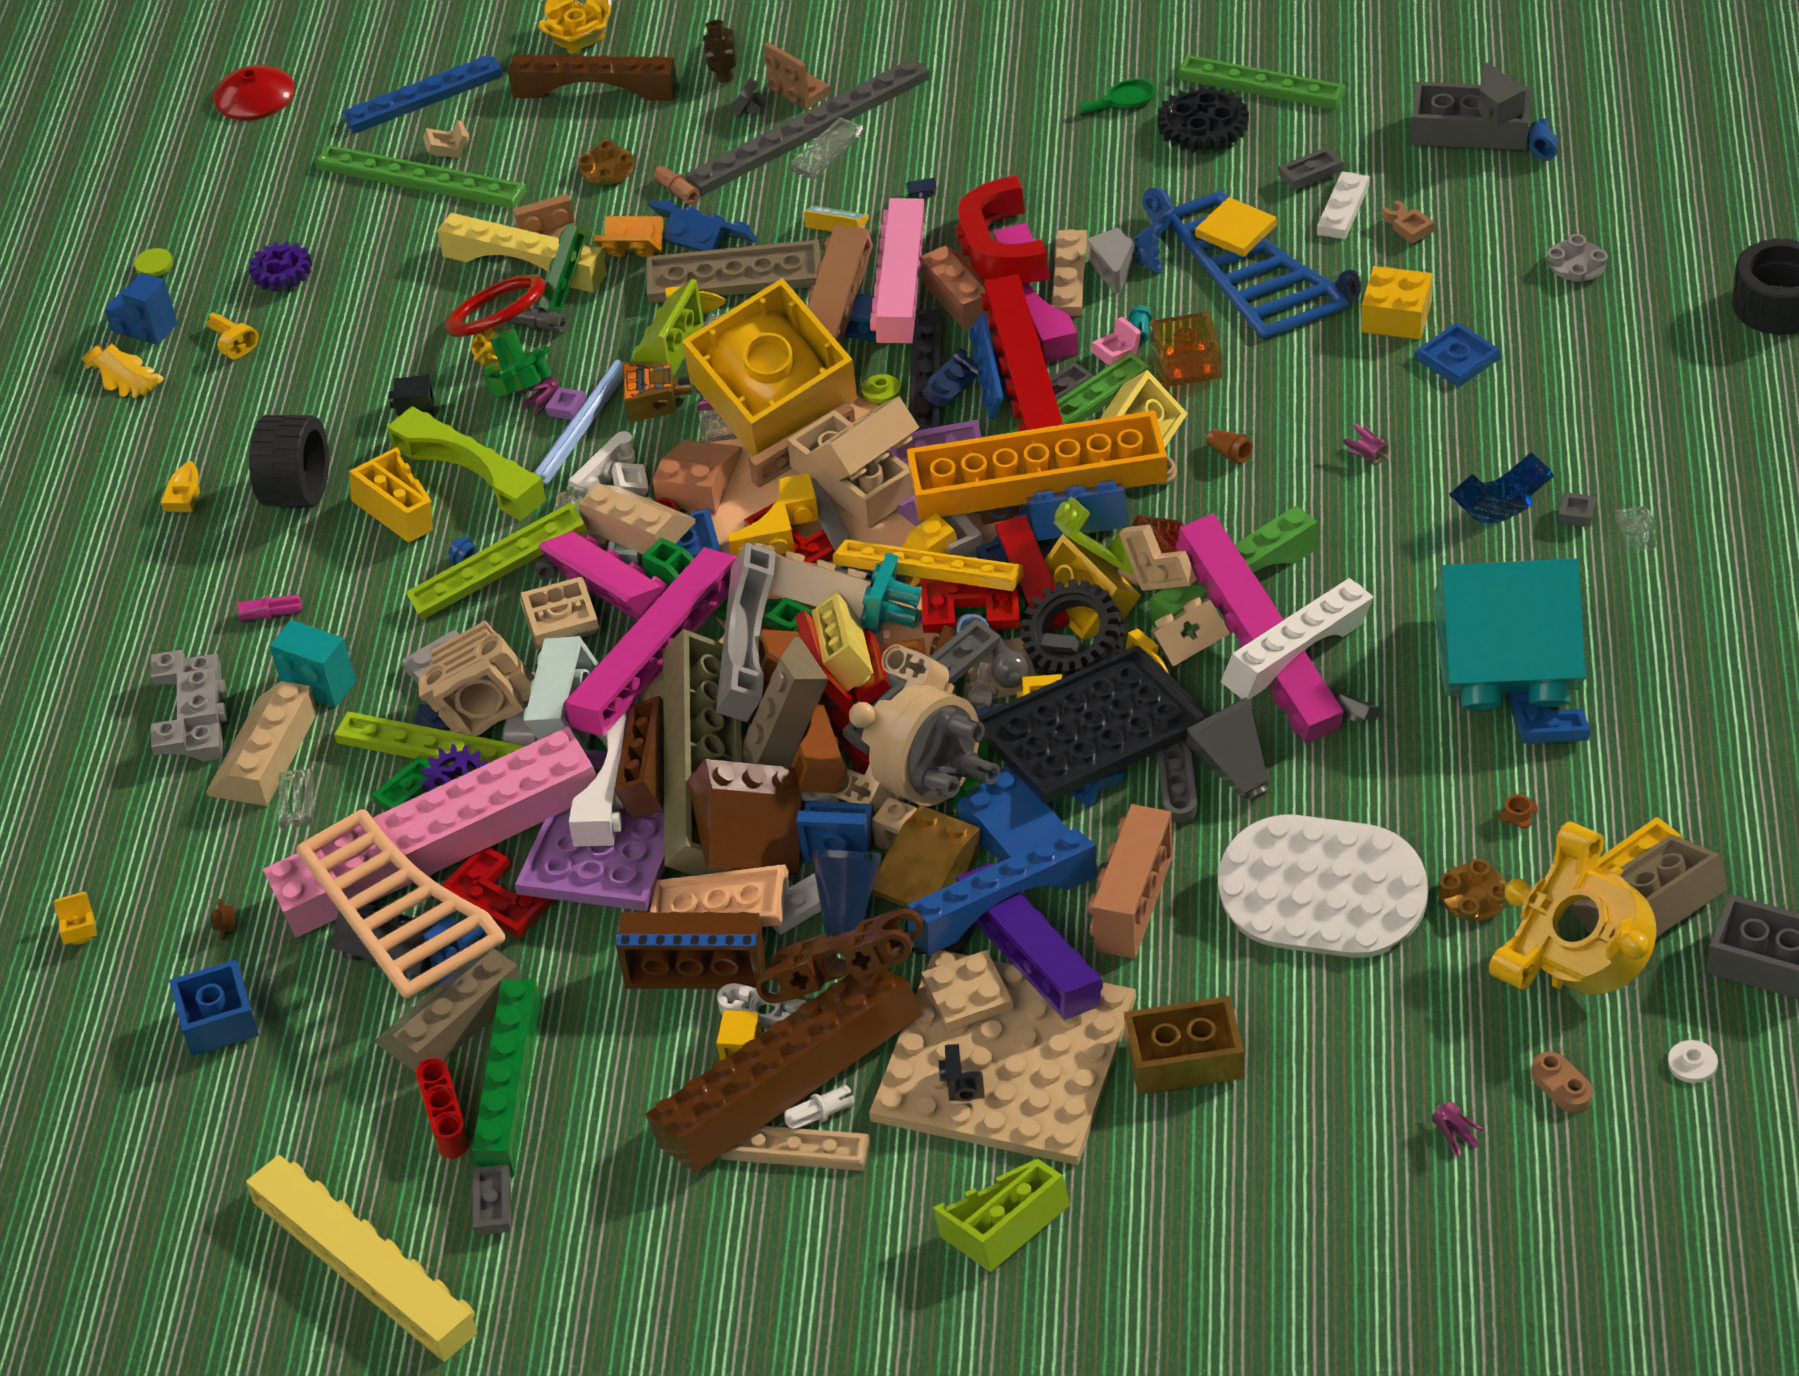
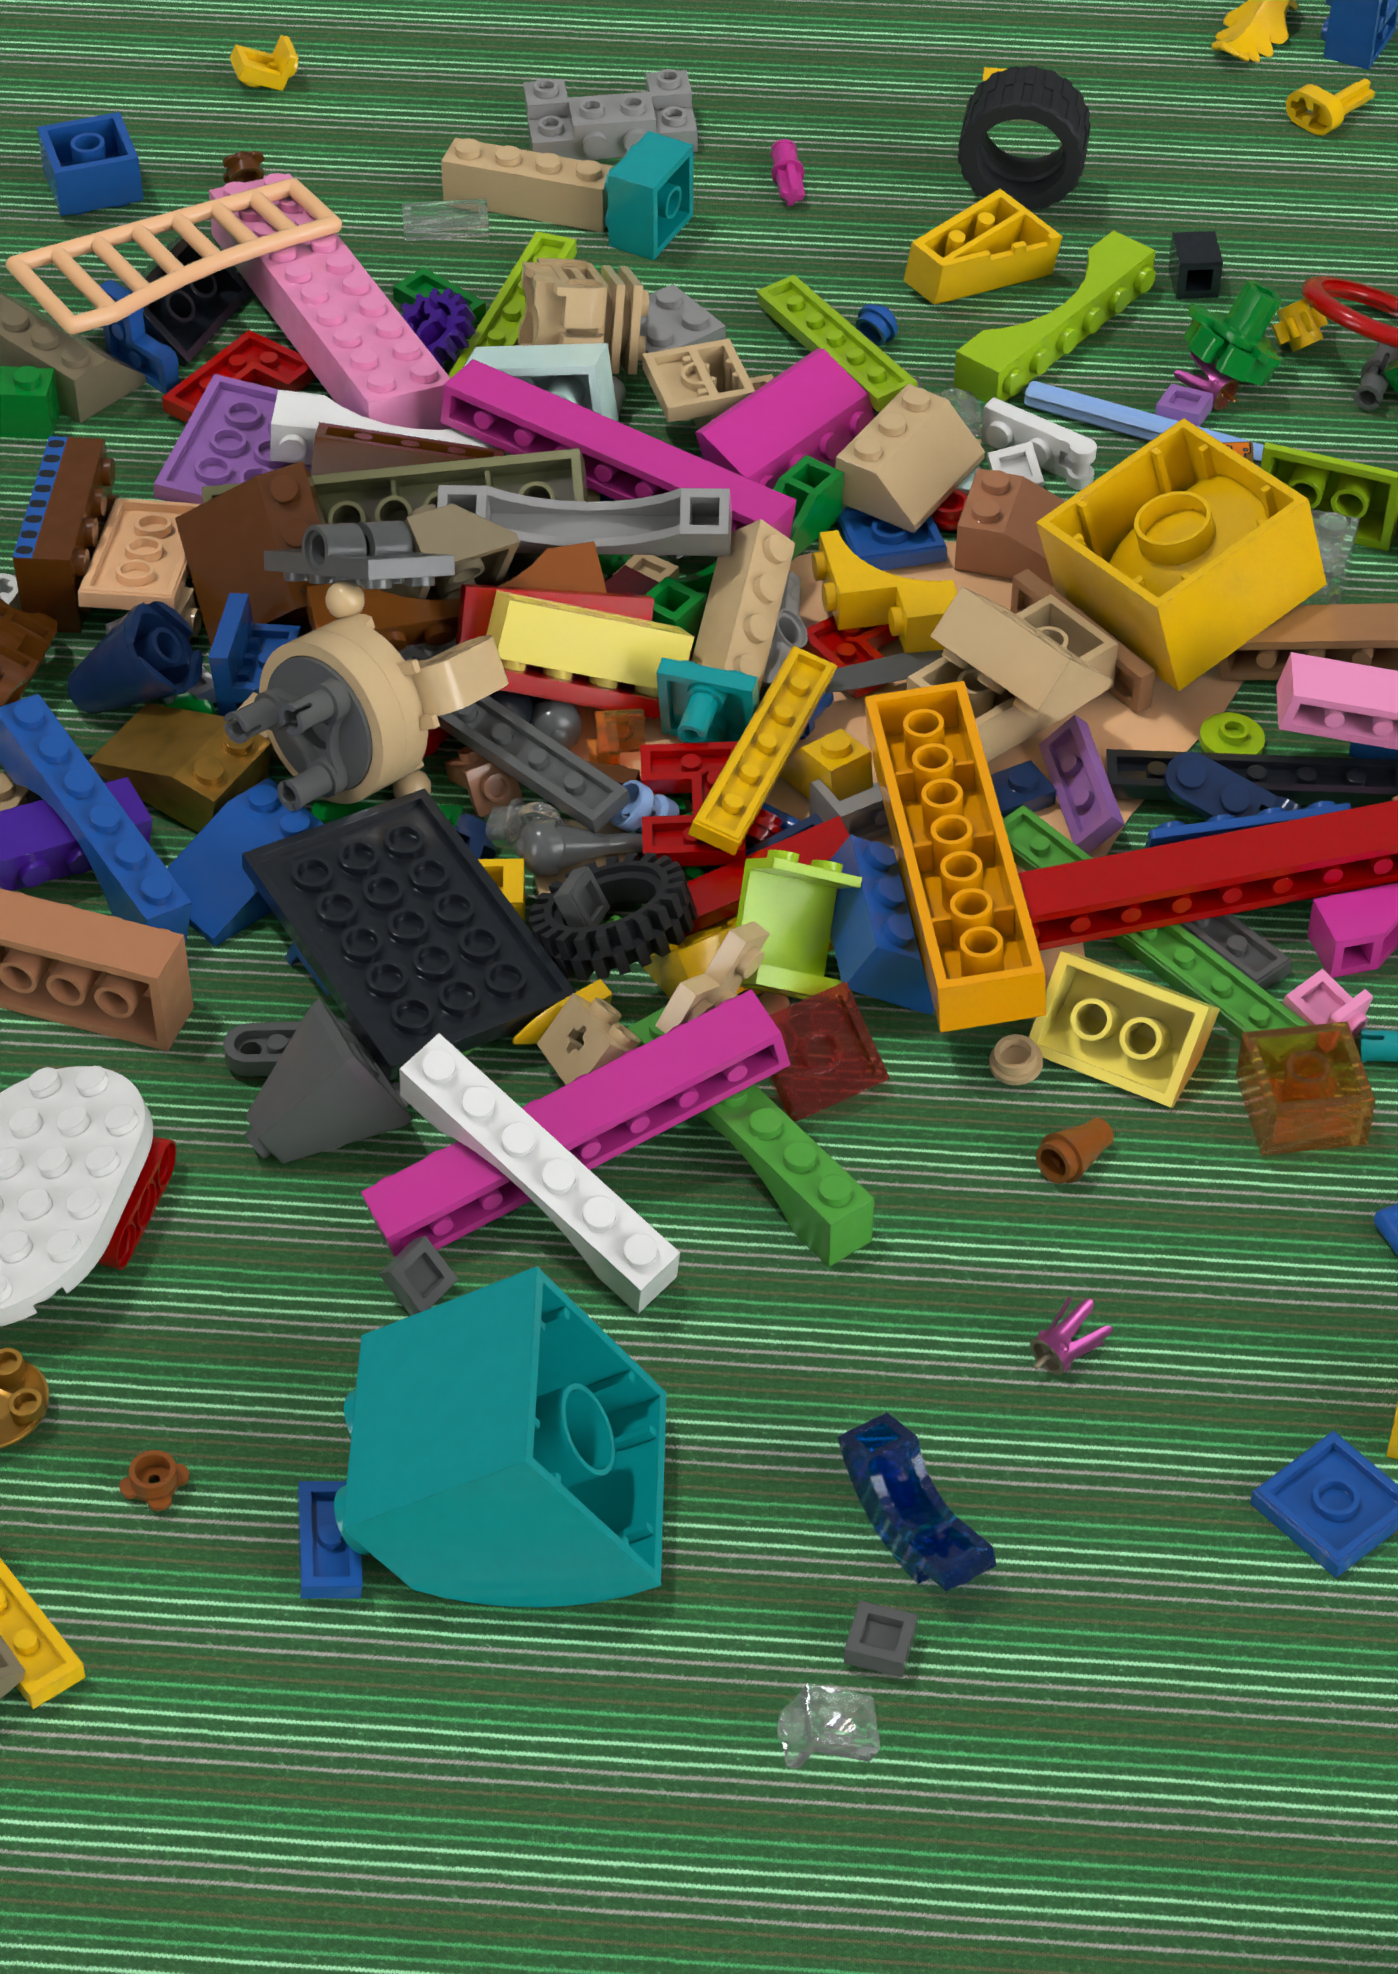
camera: 85 degrees right, 0 degrees up
(820, 713) = (363, 553): none -> dark grey plate

